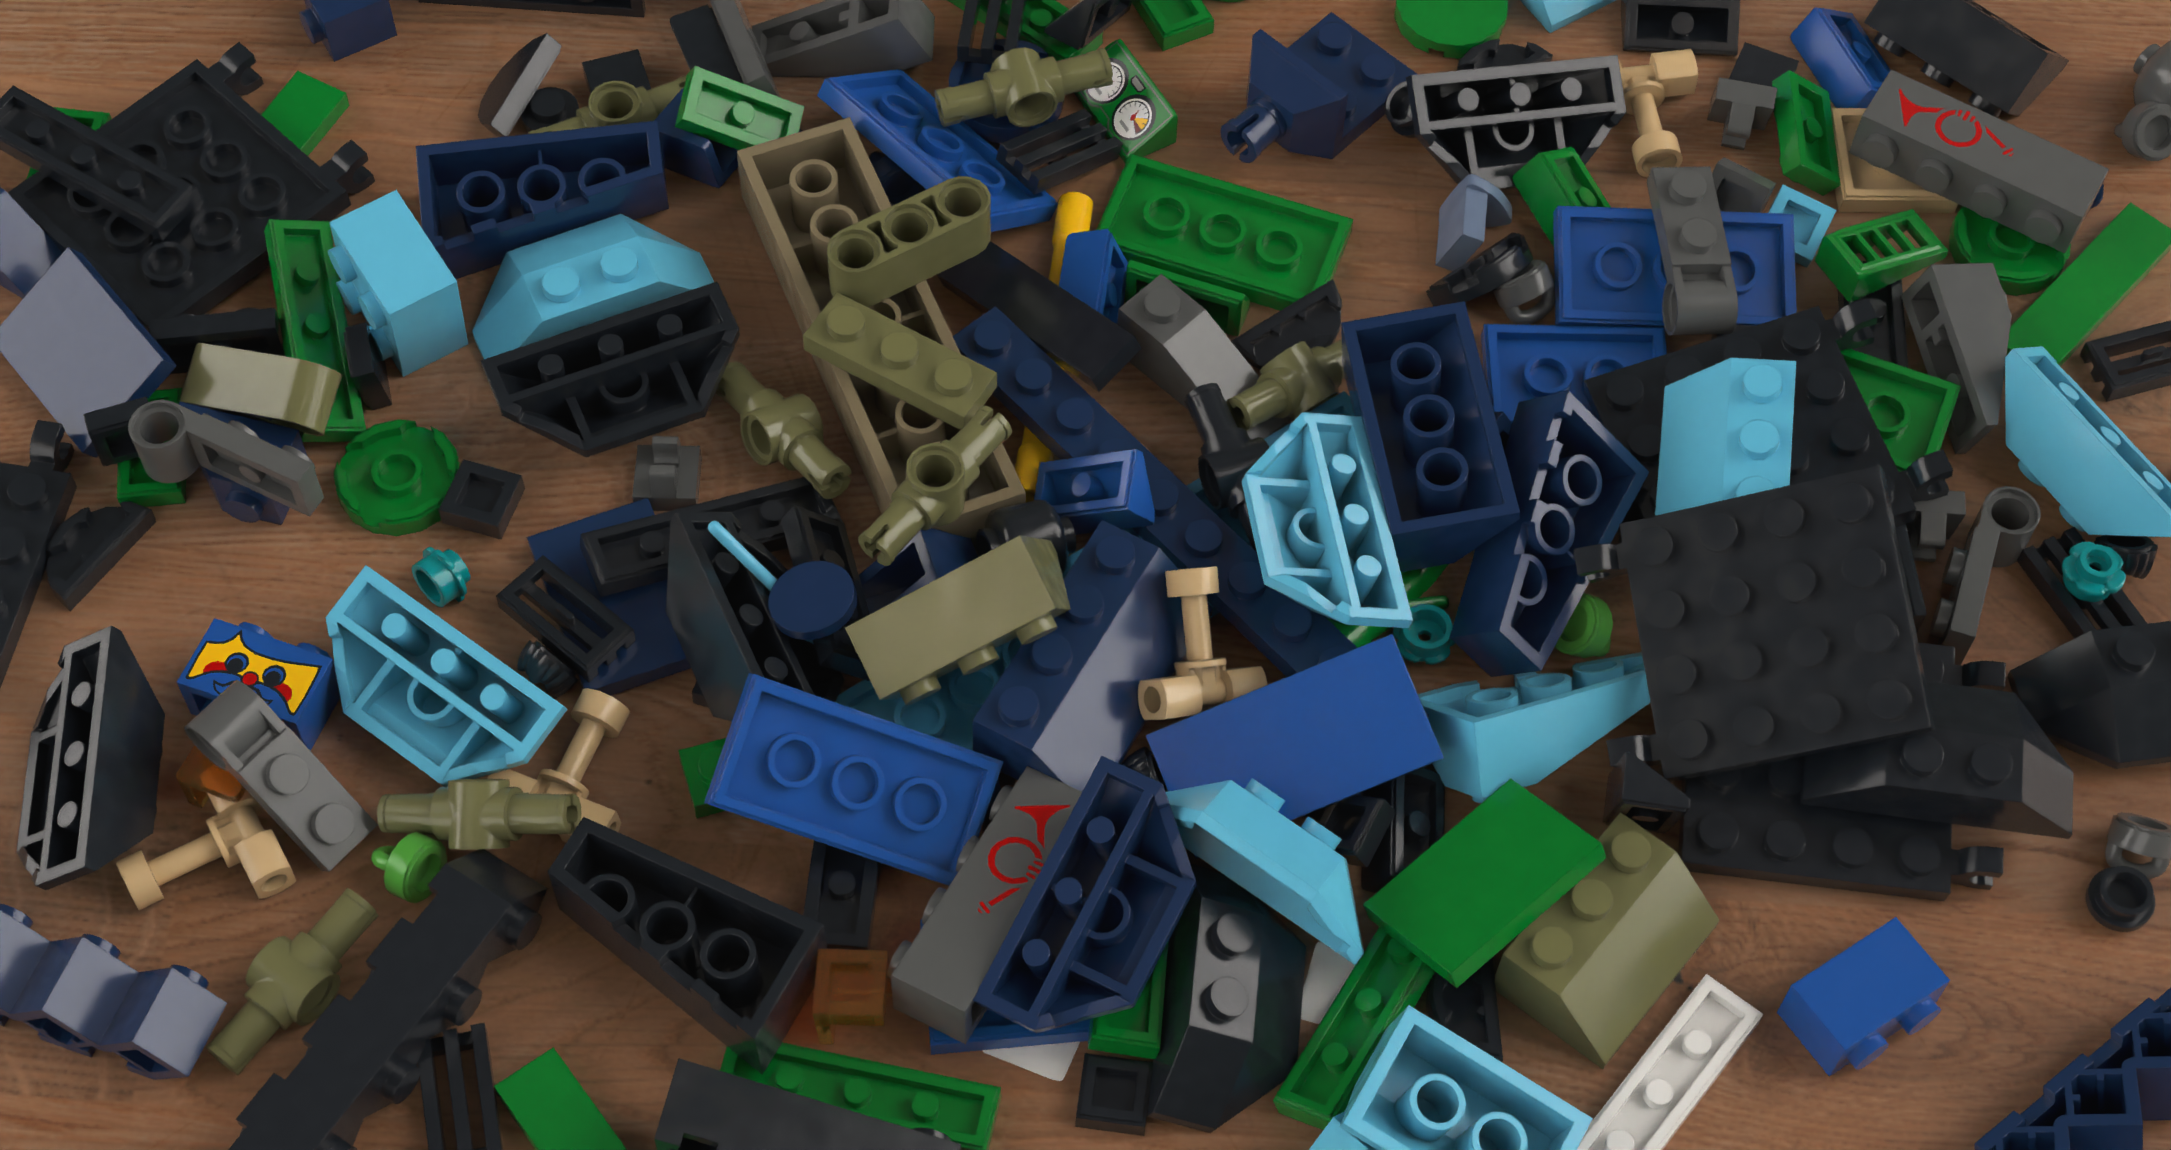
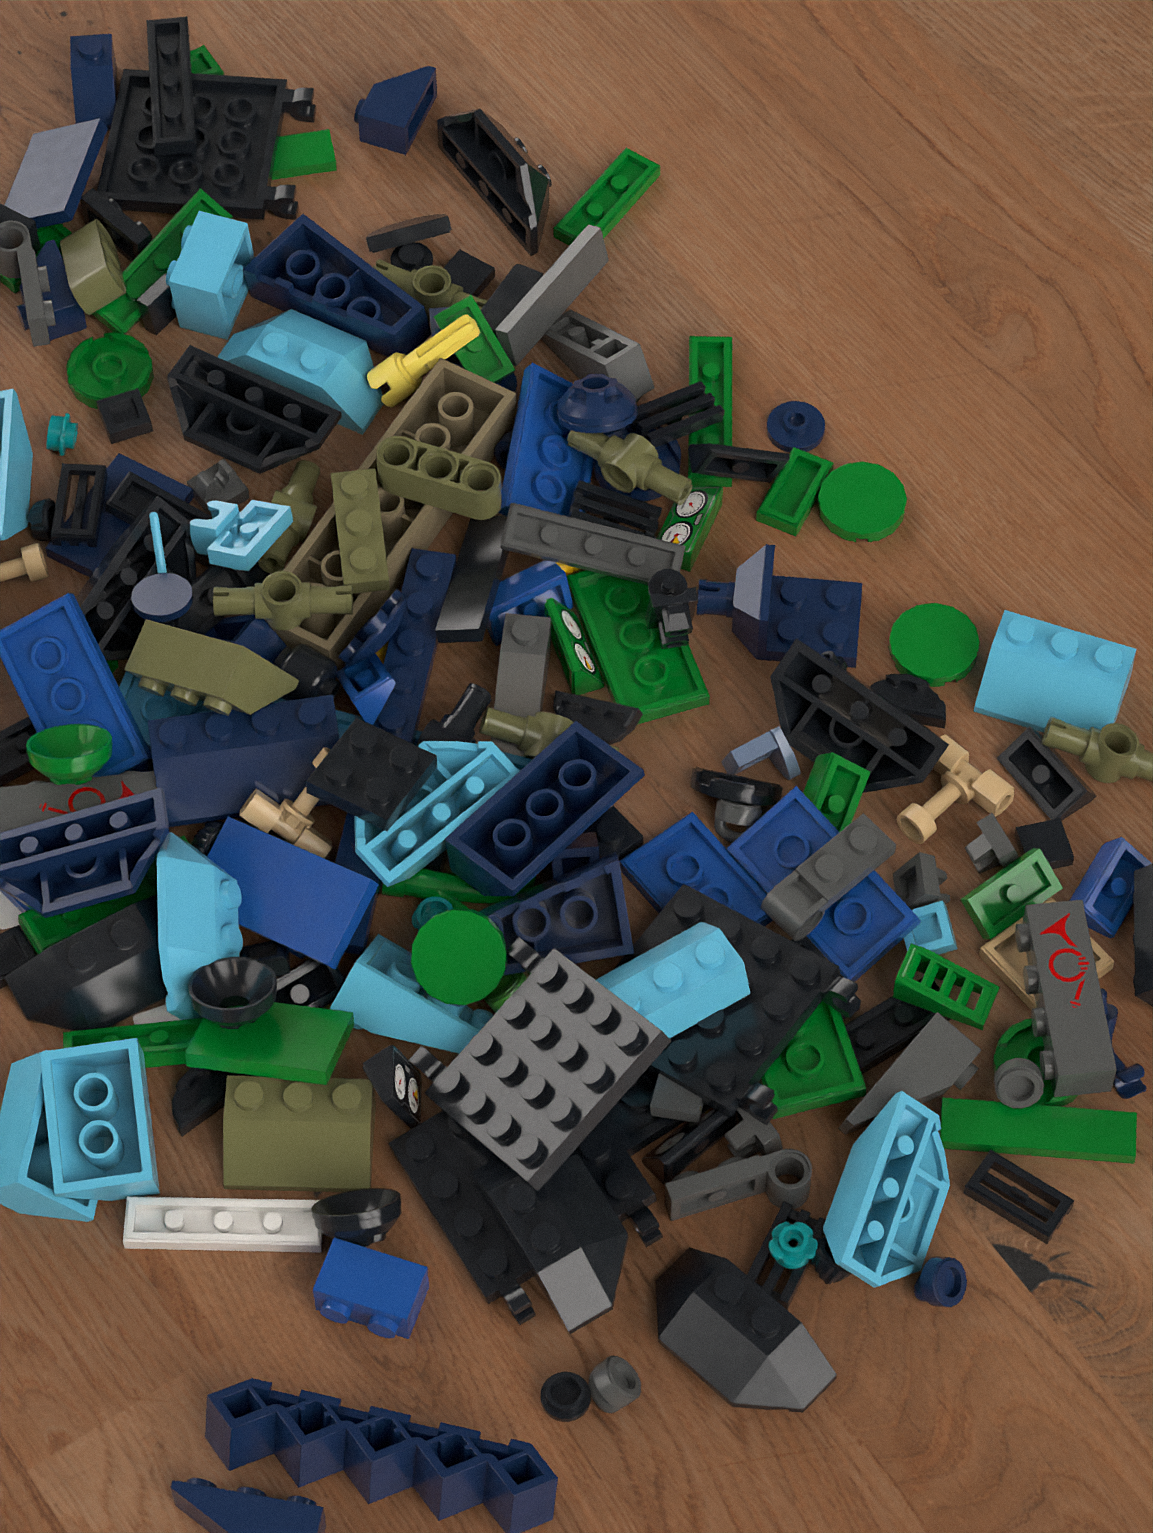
camera: 55 degrees right, 0 degrees up
(701, 211) = (405, 372): none -> light yellow piece
(788, 479) = (237, 537): none -> medium azure plate
(935, 816) = (70, 752): none -> green piece
(936, 62) = (596, 405): none -> dark blue piece
(1042, 430) = (376, 630): none -> dark blue dish
(1098, 186) = (588, 545): none -> dark grey tile
(1256, 168) = (671, 607): none -> black hips
(1262, 542) = (371, 774): none -> black plate
(1404, 852) = (233, 983): none -> black piece
(1541, 623) = (459, 956): none -> green tile
(1756, 936) = (358, 1215): none -> black piece
(2040, 263) = (1018, 1083): none -> dark grey tile

